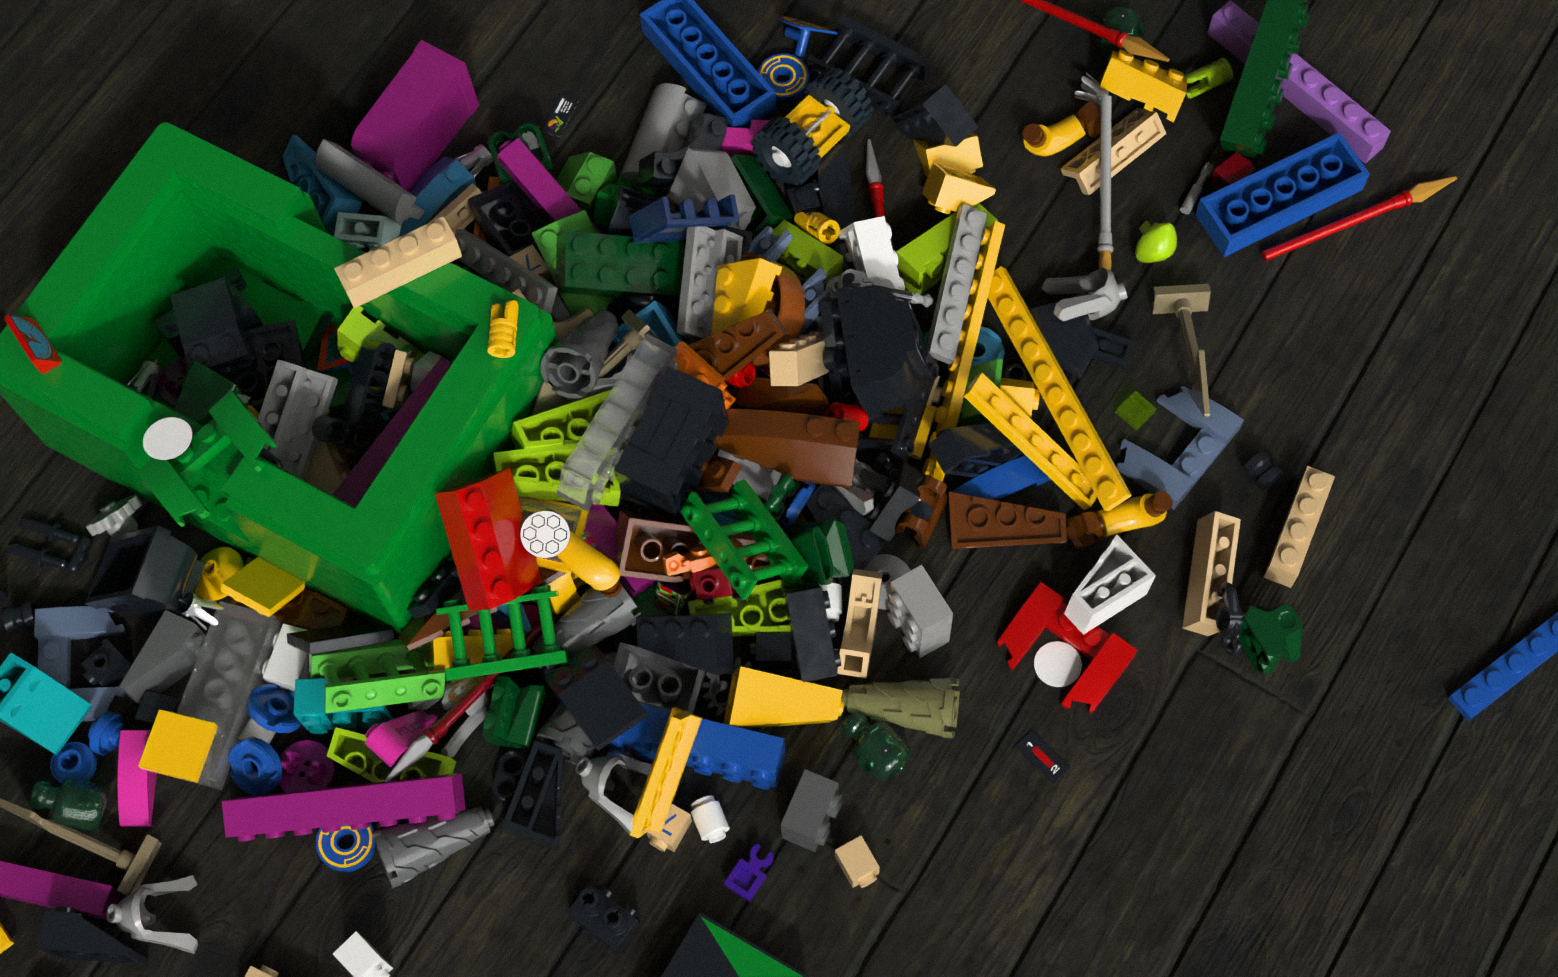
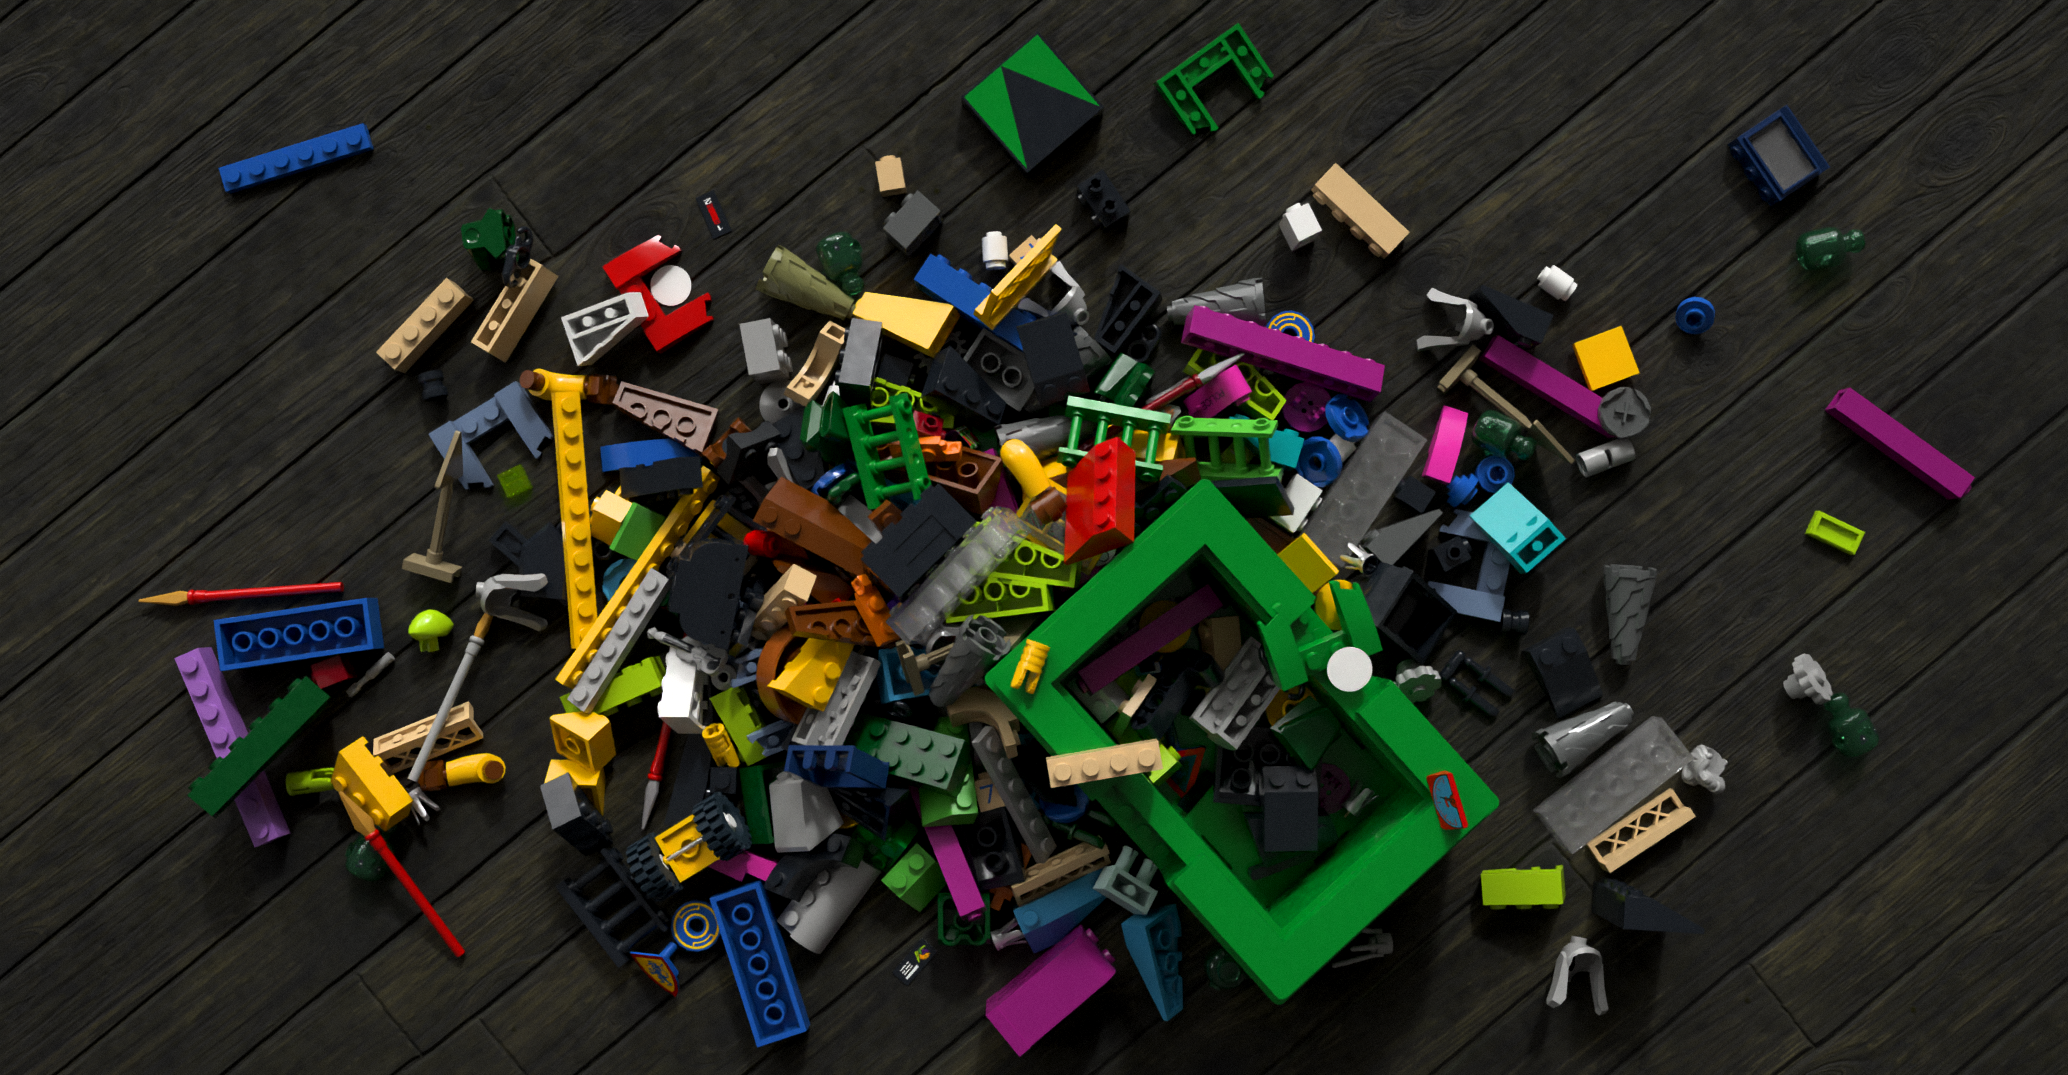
camera: 165 degrees left, 20 degrees up
(178, 746) = (1405, 445): yellow tile -> none
(367, 182) = (1111, 932): light grey brick -> none
(545, 534) = (1052, 497): white sticker -> none
(747, 877) = (980, 195): dark purple plate -> none
(1030, 439) = (615, 470): yellow plate -> none

